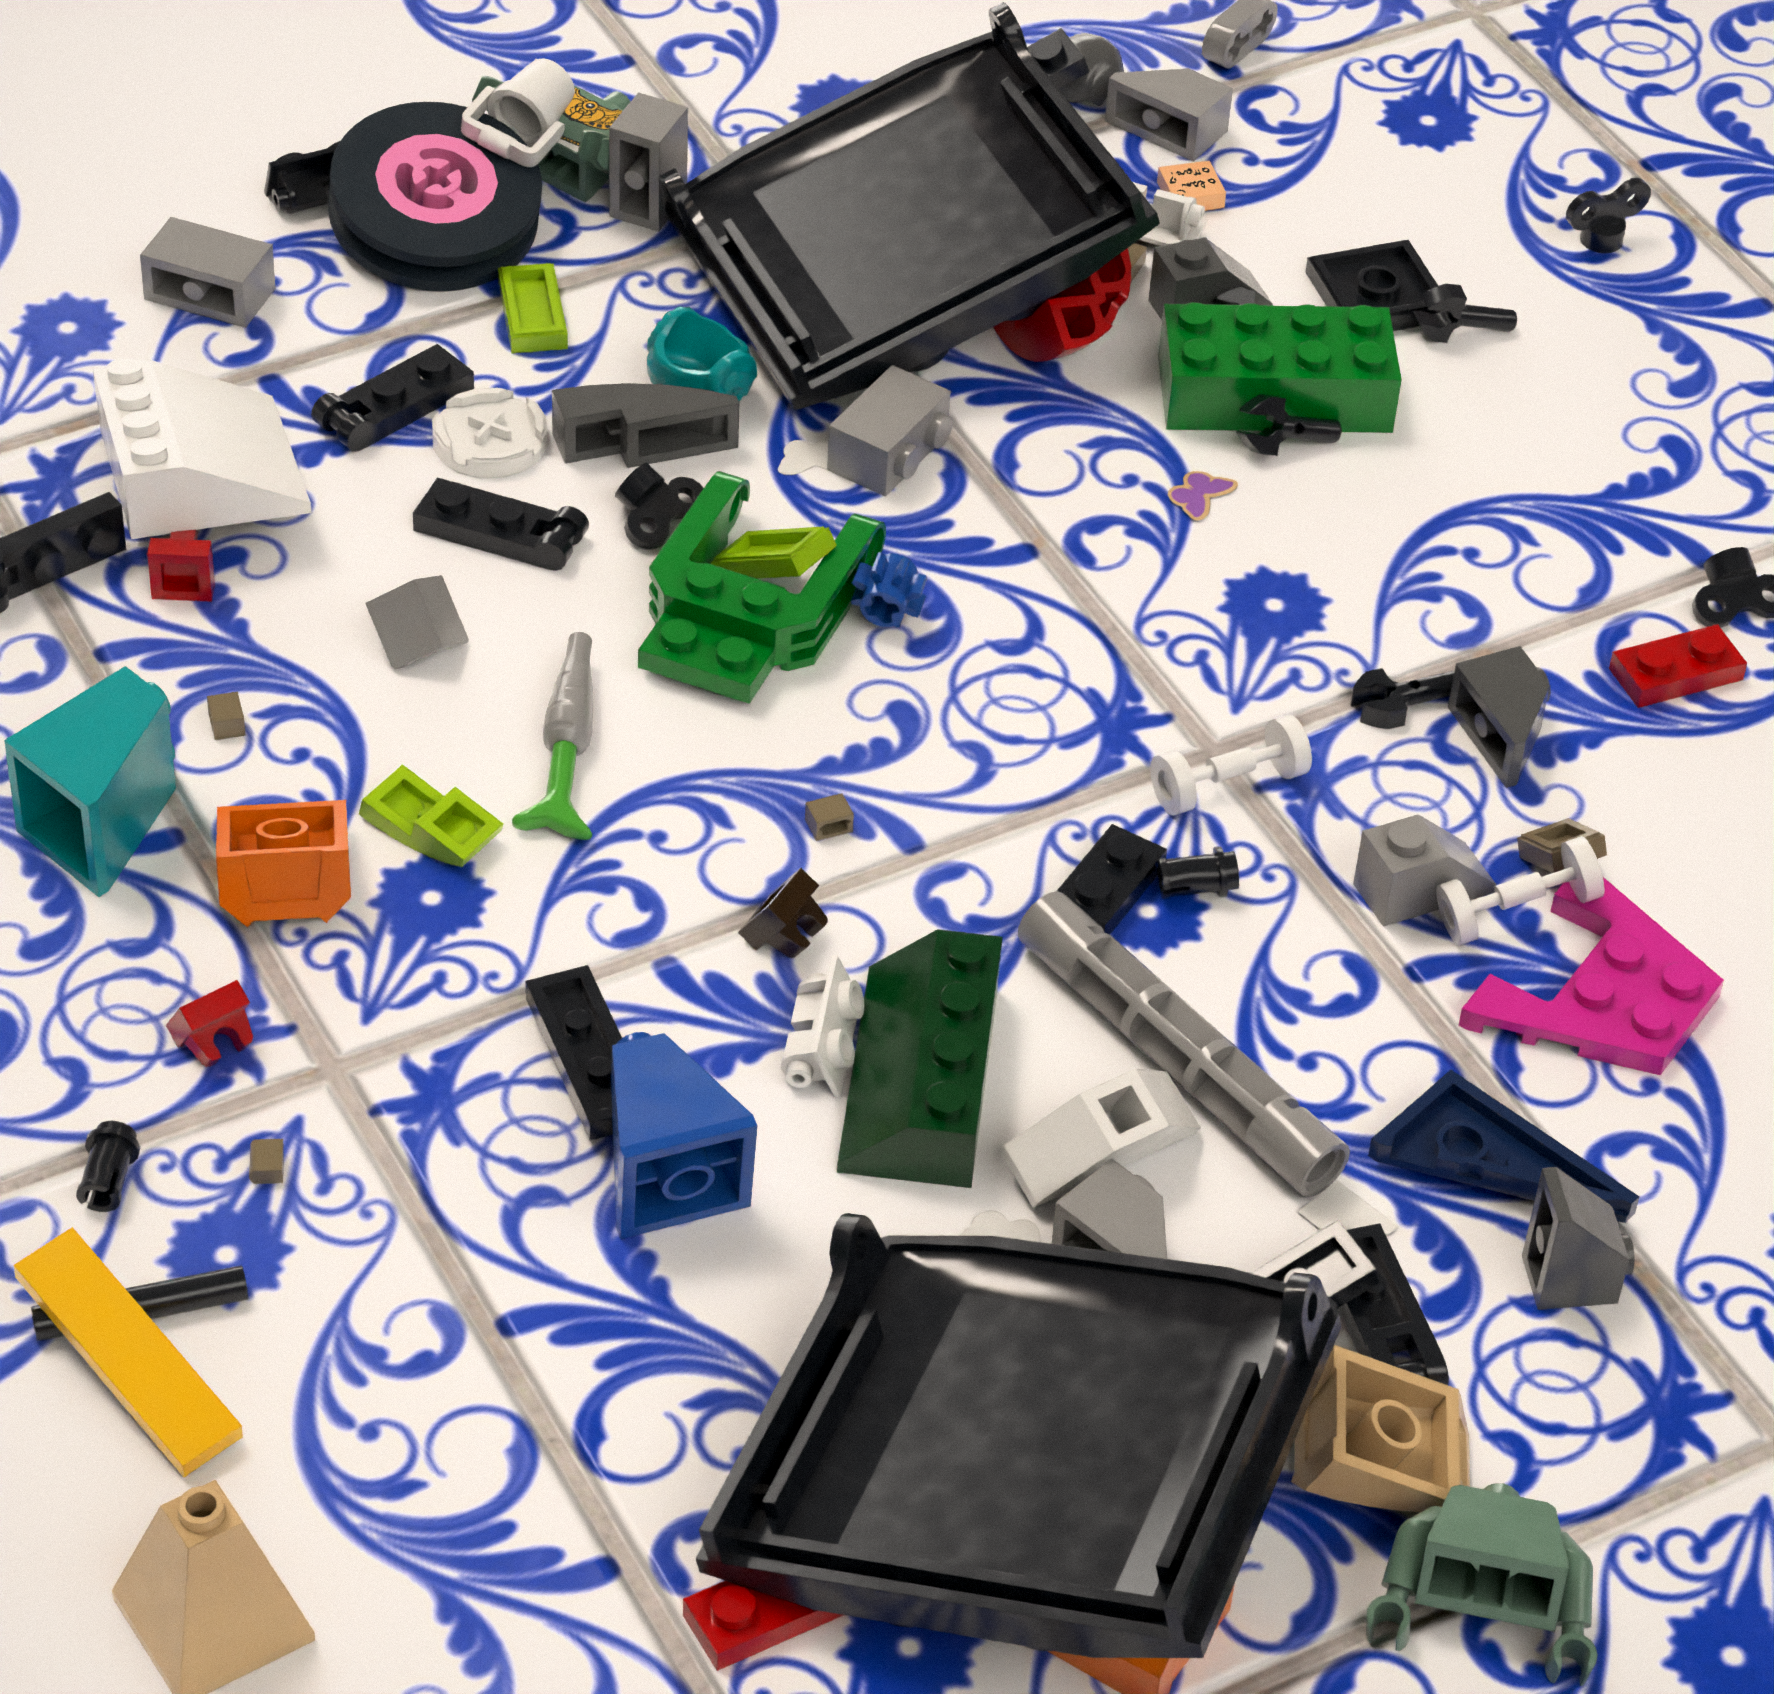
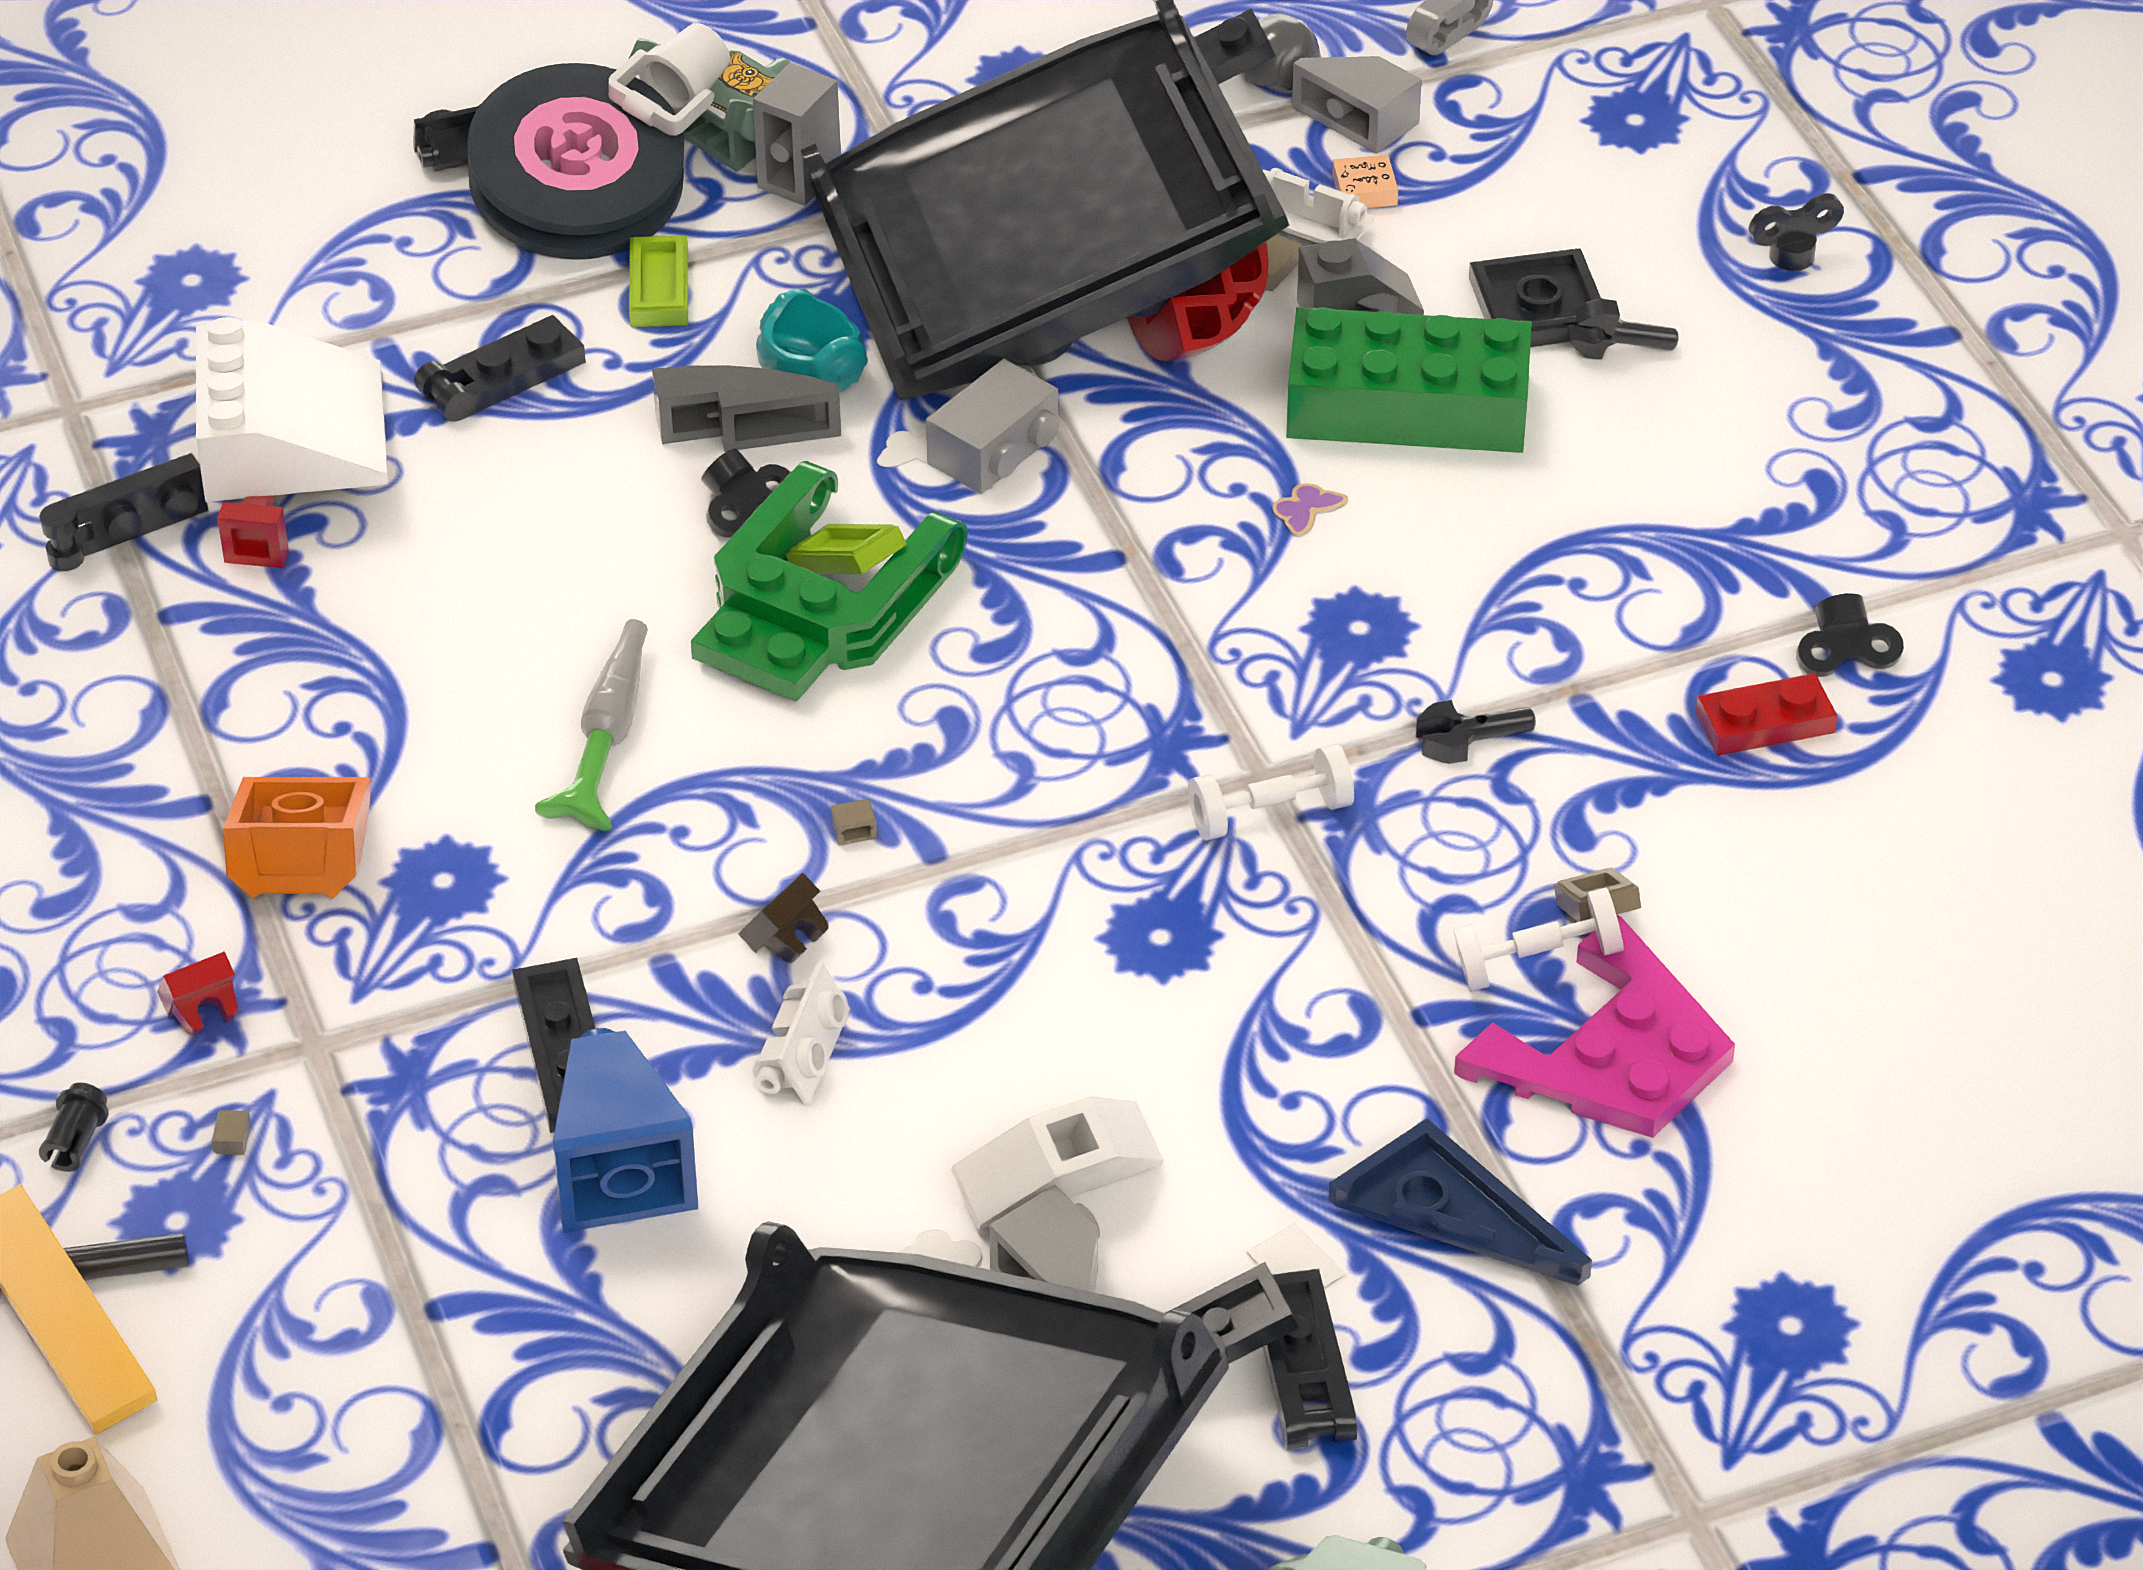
camera: 10 degrees right, 0 degrees up
(94, 776) = (126, 739): teal slope -> none
(208, 271) = (336, 229): light grey brick -> none
(226, 715) = (273, 685): dark tan piece -> none
(416, 620) = (477, 598): light grey panel -> none
(422, 818) = (452, 802): lime slope -> none
(489, 433) = (590, 409): white tile -> none
(500, 524) = (581, 504): black plate -> none
(888, 589) = (957, 592): blue gear -> none
(923, 1061) = (897, 1075): dark green slope -> none
(1113, 876) = (1121, 906): black plate -> none
(1184, 1044) = (1161, 1075): light grey piece -> none
(1198, 874) = (1214, 902): black pin -> none
(1284, 426) = (1404, 441): black bar -> none
(1381, 1436) = (1274, 1479): tan slope -> none
(1405, 863) = (1431, 897): light grey slope -> none
(1501, 708) = (1567, 748): dark grey slope -> none
(1574, 1246) = (1512, 1304): dark grey slope -> none

